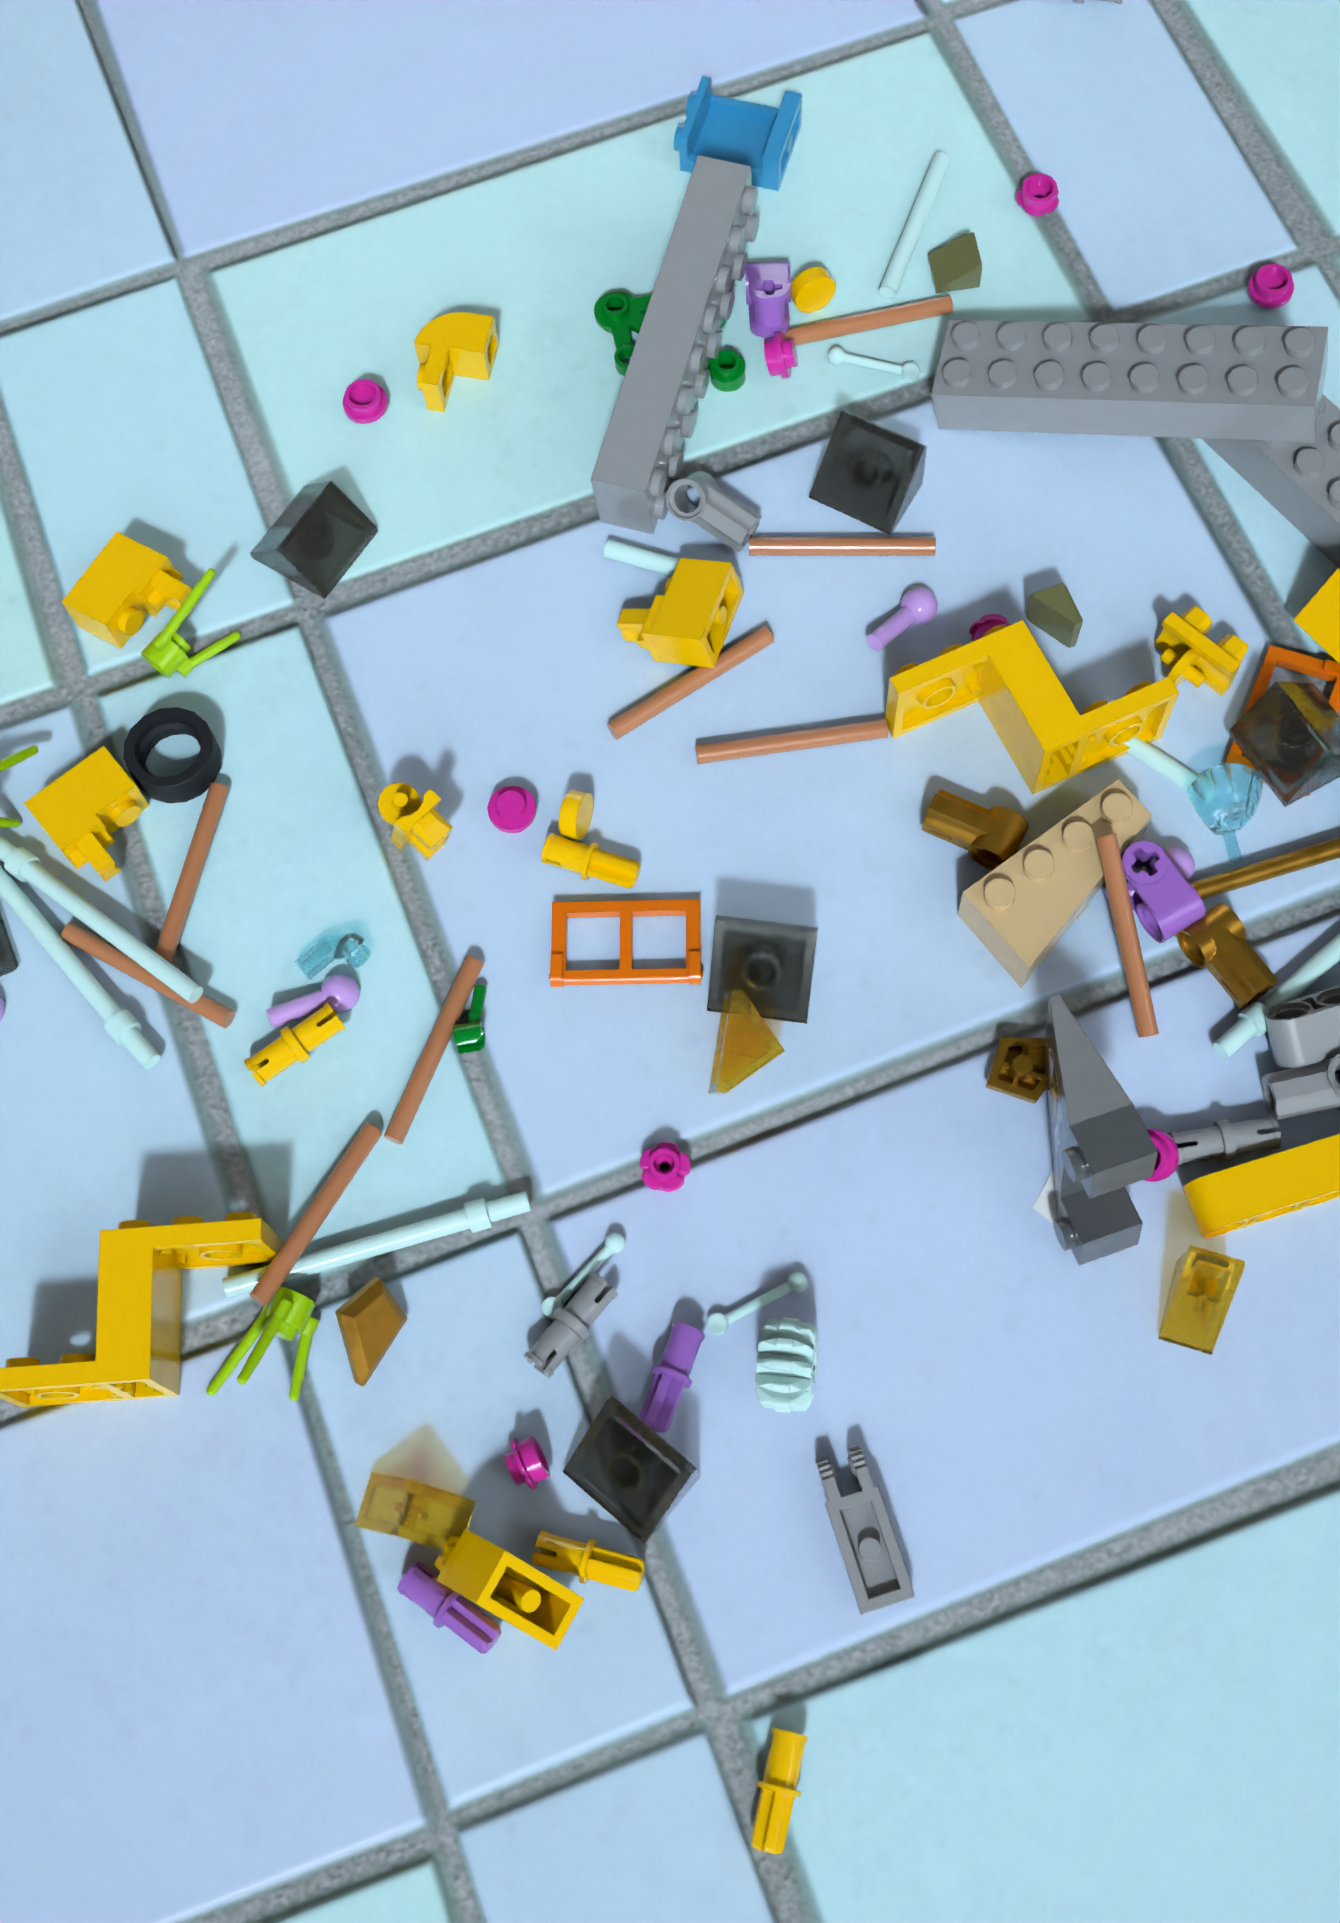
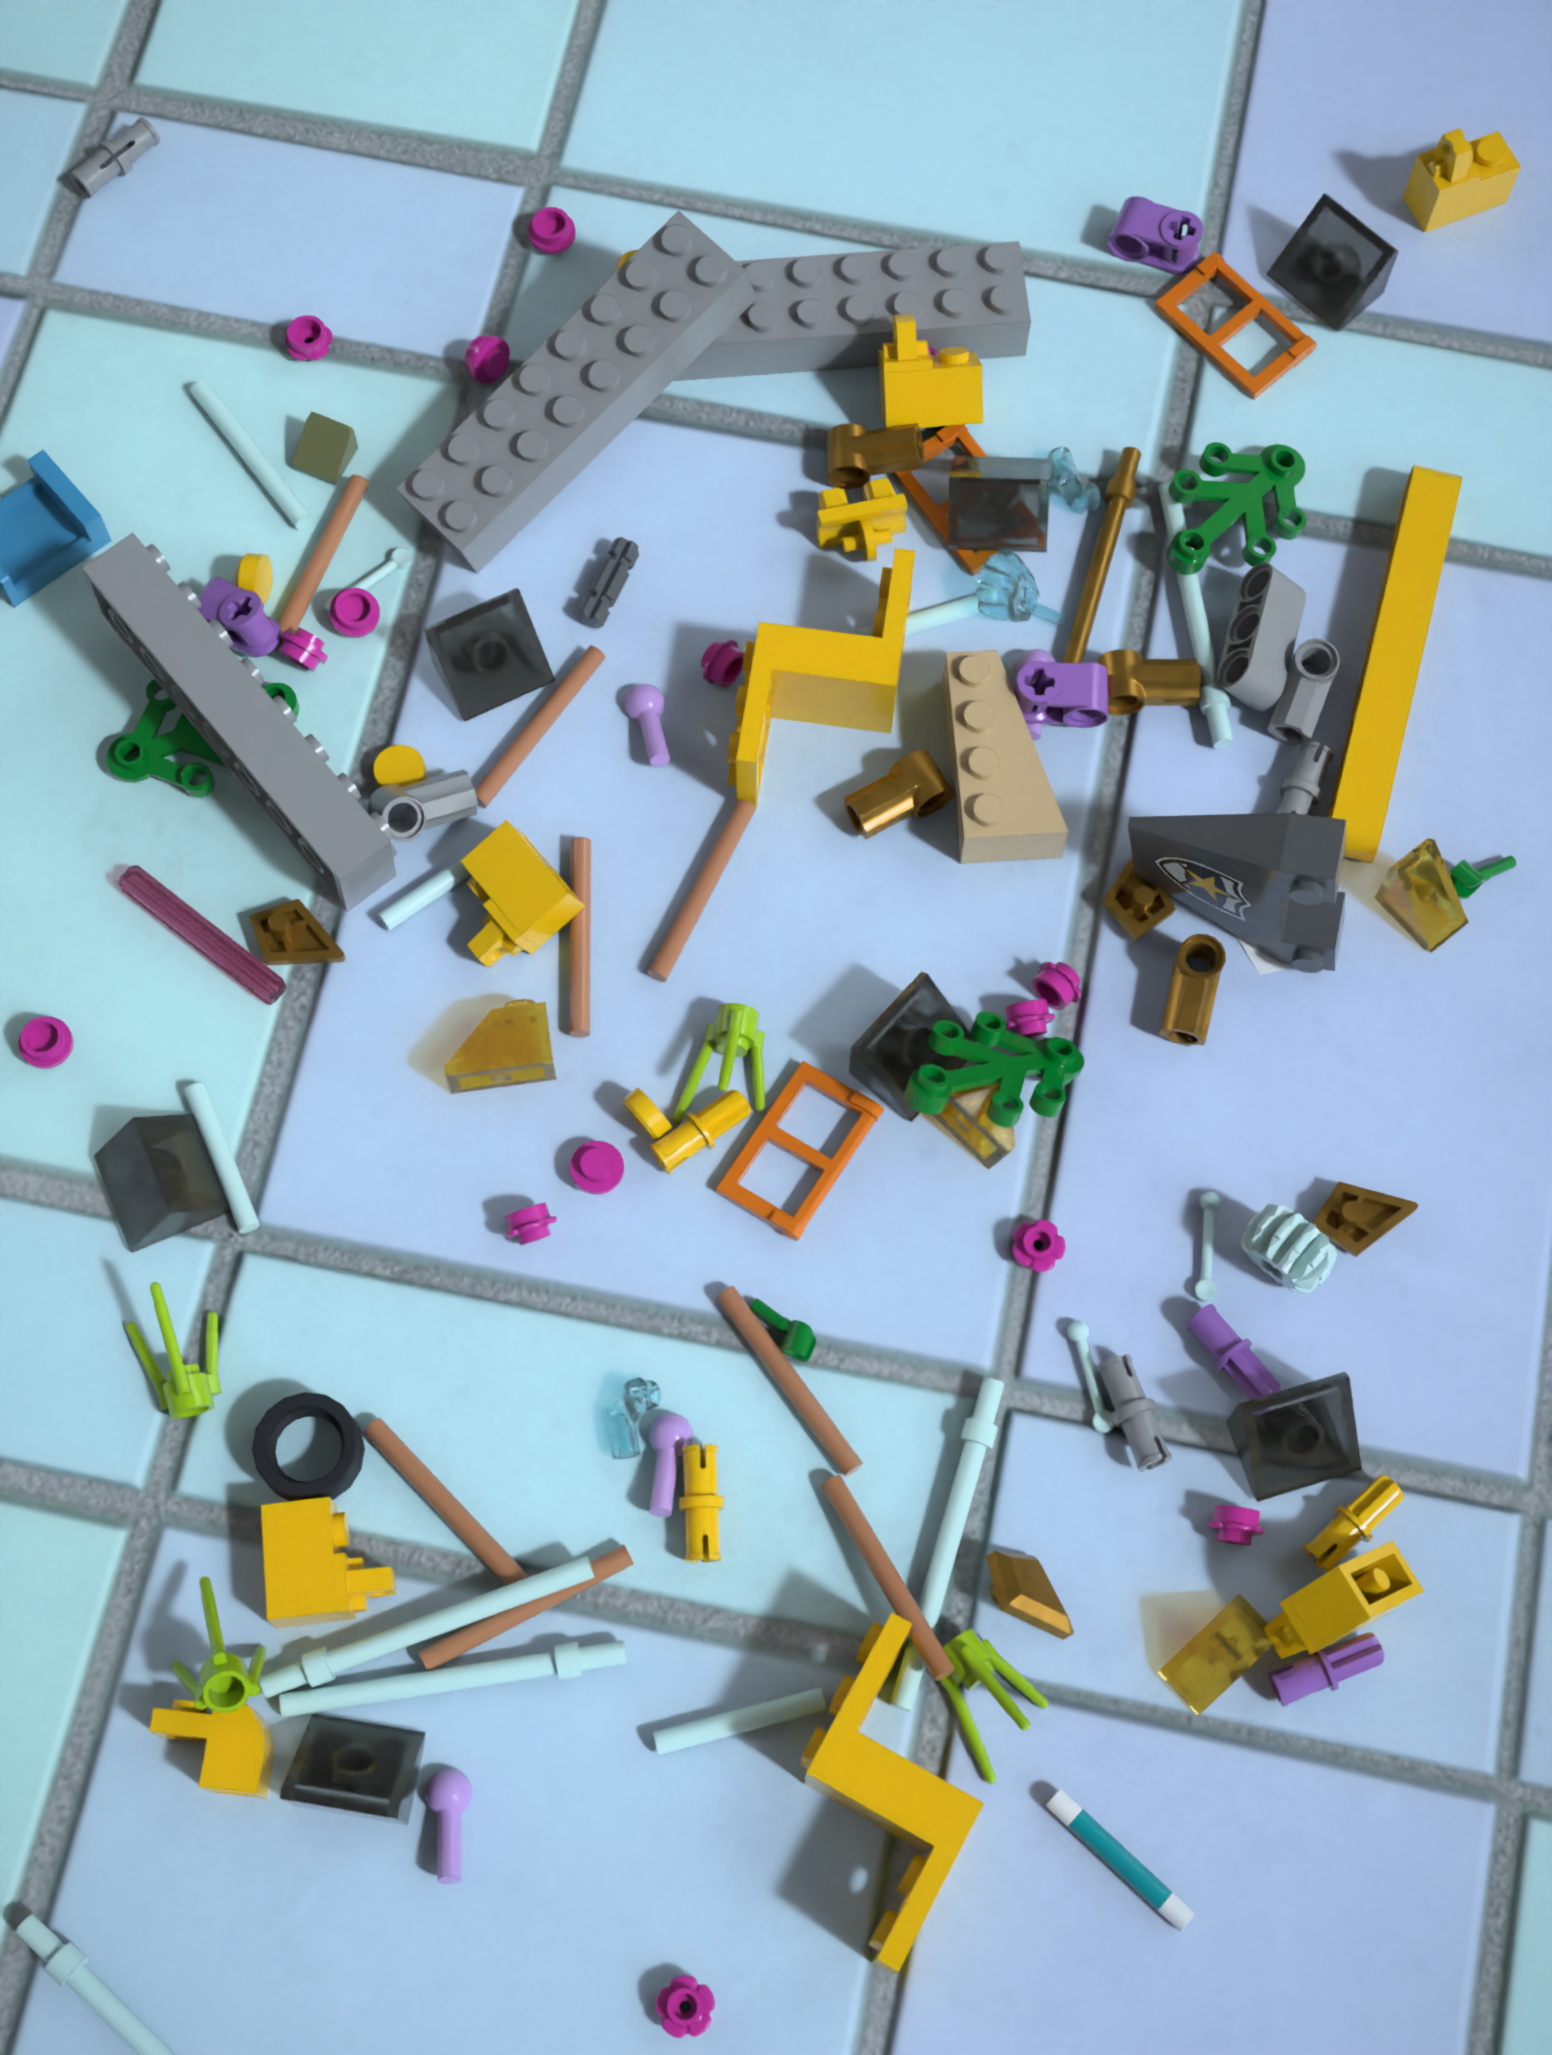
camera: 65 degrees left, 0 degrees up
(124, 588) = (79, 1388): yellow hinge -> none
(143, 1171) = (739, 1721): none -> light aqua bar
(201, 1530) = (1120, 1859): none -> teal bar
(355, 564) = (222, 1158): none -> light aqua bar
(414, 820) = (559, 1254): yellow hips -> none
(439, 786) = (530, 1223): none -> dark pink plate
(452, 347) = (55, 922): yellow brick -> none
(513, 442) = (202, 934): none -> clear pink axle
(552, 497) = (293, 936): none -> pearl gold piece
(560, 687) = (505, 1050): none -> clear yellow slope
(683, 834) = (734, 1035): none -> lime plant
(736, 478) = (399, 766): none -> yellow tile
(827, 1082) = (1050, 1059): none -> green plant
(837, 369) = (354, 612): none -> dark pink plate
(853, 1043) = (1029, 1017): none -> dark pink plate
(865, 1413) = (1360, 1216): none -> pearl gold piece
(865, 1537) = (1461, 1281): light grey hinge -> none
(900, 1047) = (1057, 985): none -> dark pink plate
(964, 1157) = (1192, 992): none -> pearl gold piece
(999, 516) = (608, 582): none -> dark grey axle
(1055, 614) = (745, 600): olive slope -> none
(1120, 308) = (487, 358): none -> dark pink plate
(1127, 935) = (1085, 740): nougat bar -> none
(1248, 1330) = (1468, 880): none -> green hand
(1260, 617) = (858, 453): none -> pearl gold piece

